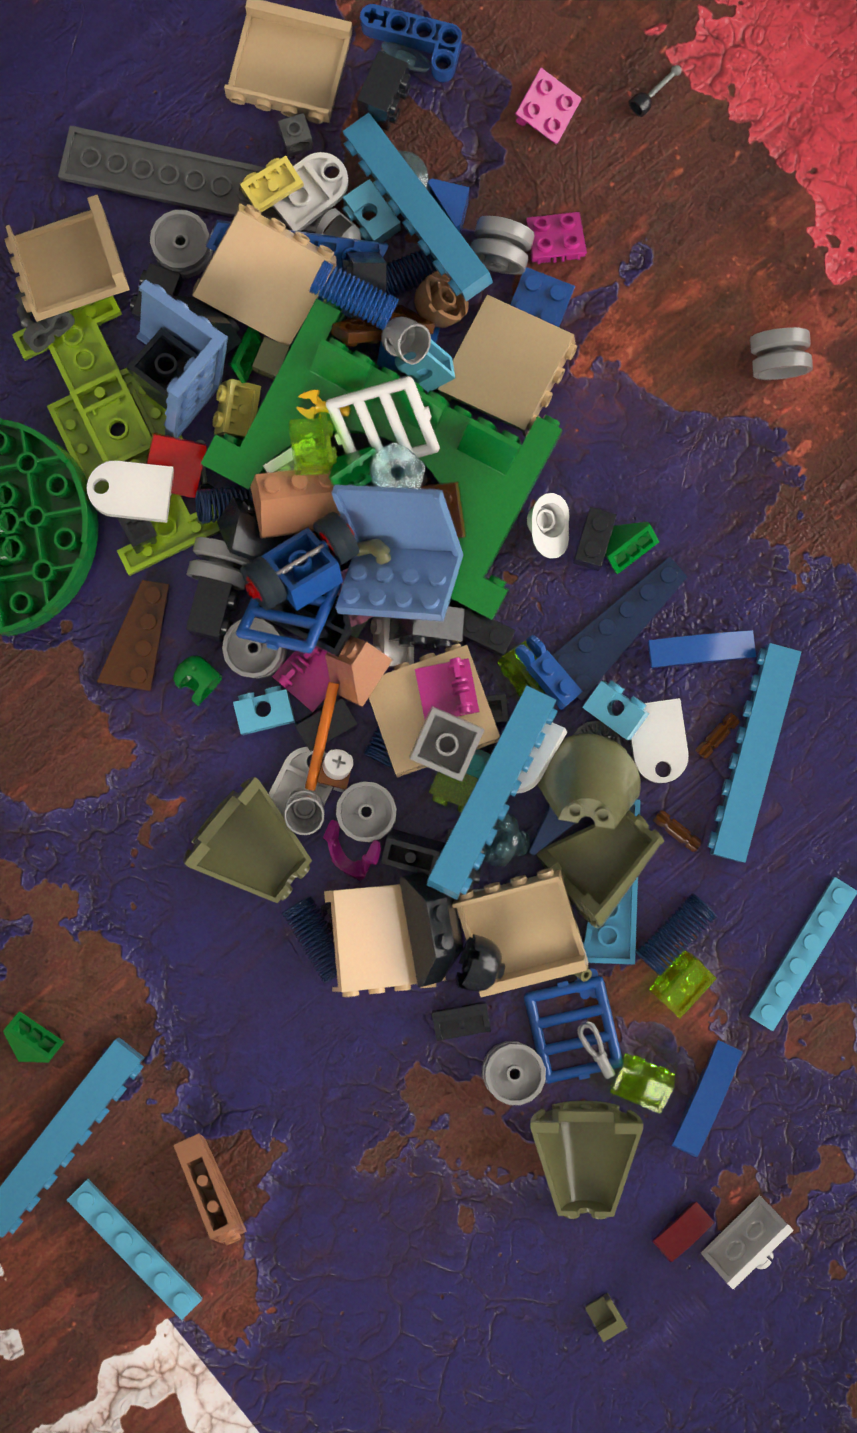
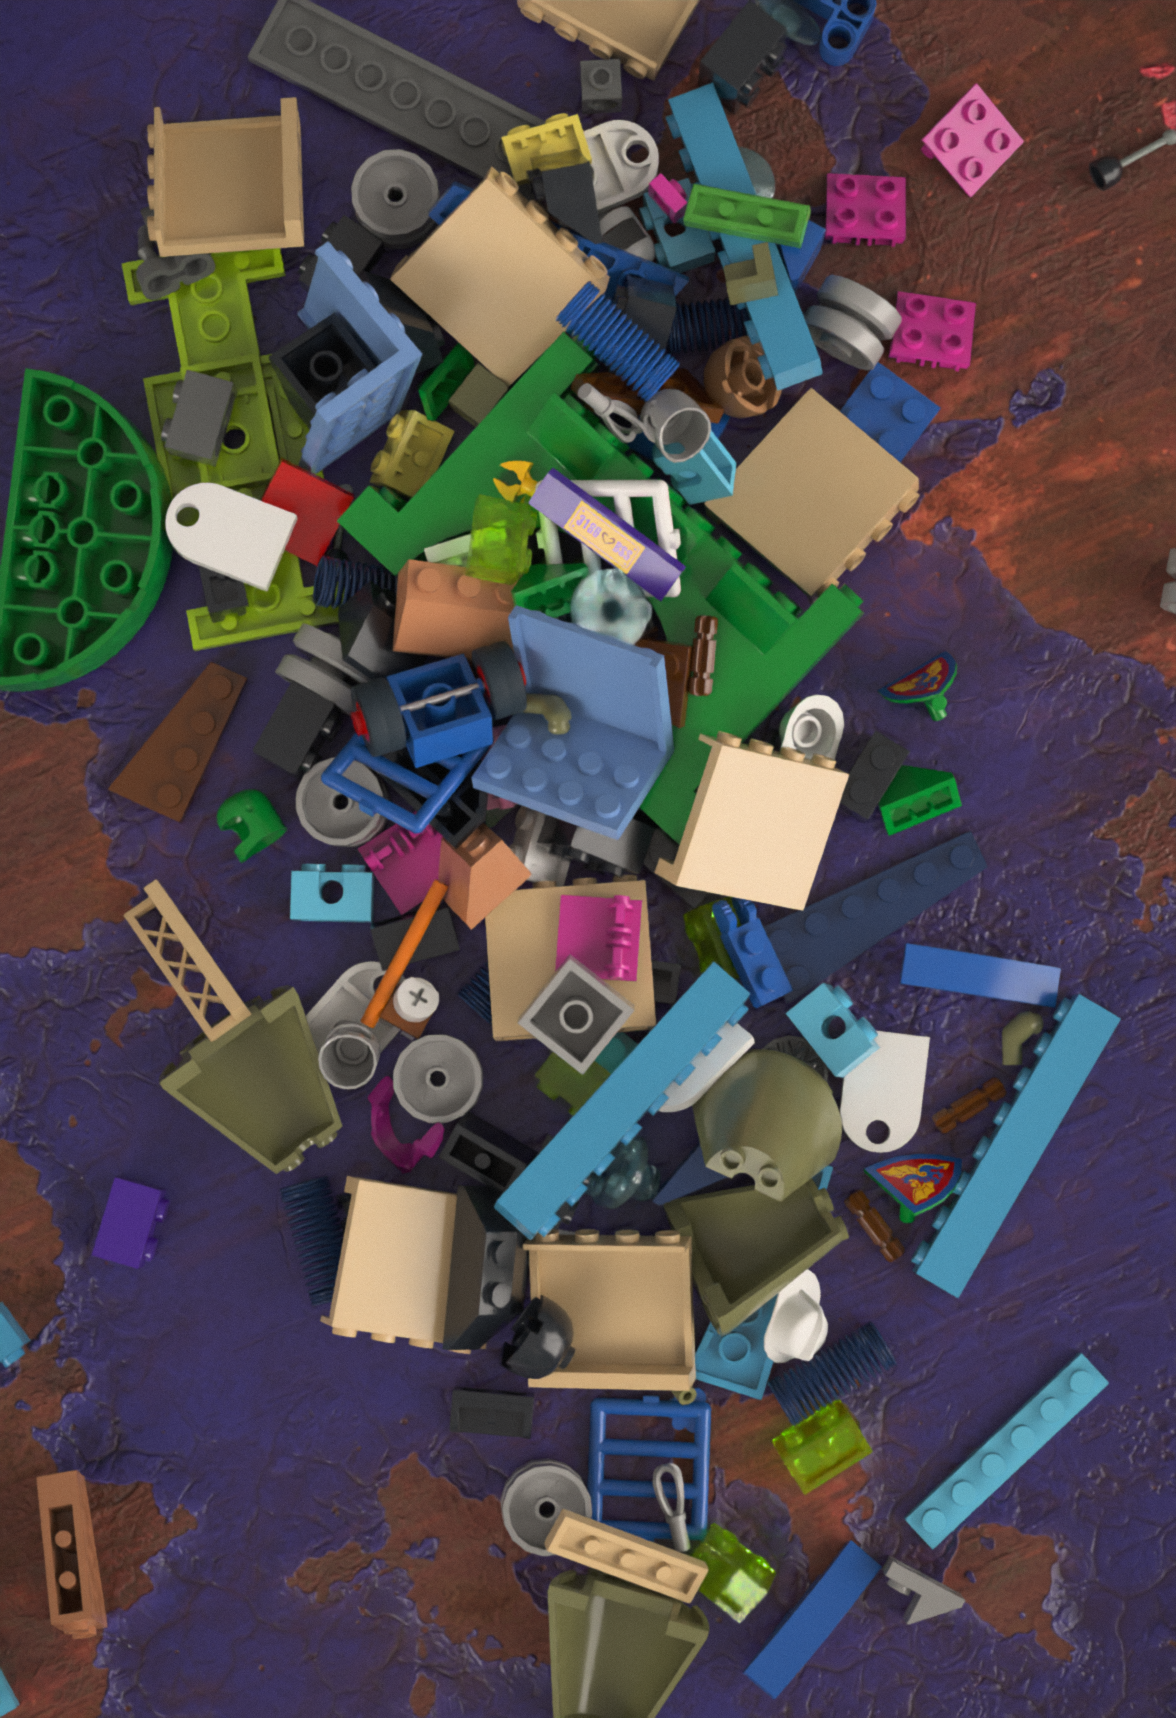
camera: 20 degrees right, 0 degrees up
(91, 420) = (199, 417): none -> dark grey brick
(183, 770) = (192, 947): none -> tan fence
(189, 961) = (130, 1222): none -> dark purple brick
(293, 205) = (566, 190): none -> black slope
(357, 339) = (605, 406): none -> light grey piece
(360, 194) = (668, 196): none -> dark pink plate
(381, 422) = (606, 534): none -> tile
(415, 192) = (747, 215): none -> bright green tile
(430, 231) = (751, 278): none -> olive panel
(465, 486) = (703, 655): none -> reddish brown axle
(491, 169) = (865, 209): none -> dark pink hinge
(530, 586) = (757, 822): none -> tan panel
(575, 1090) = (626, 1556): none -> tan plate
(614, 468) = (925, 684): none -> shield
(644, 907) = (797, 1321): none -> white piece
(697, 794) = (917, 1181): none -> shield
(736, 679) = (1016, 1033): none -> olive arm
(779, 1062) = (930, 1596): none -> light grey slope

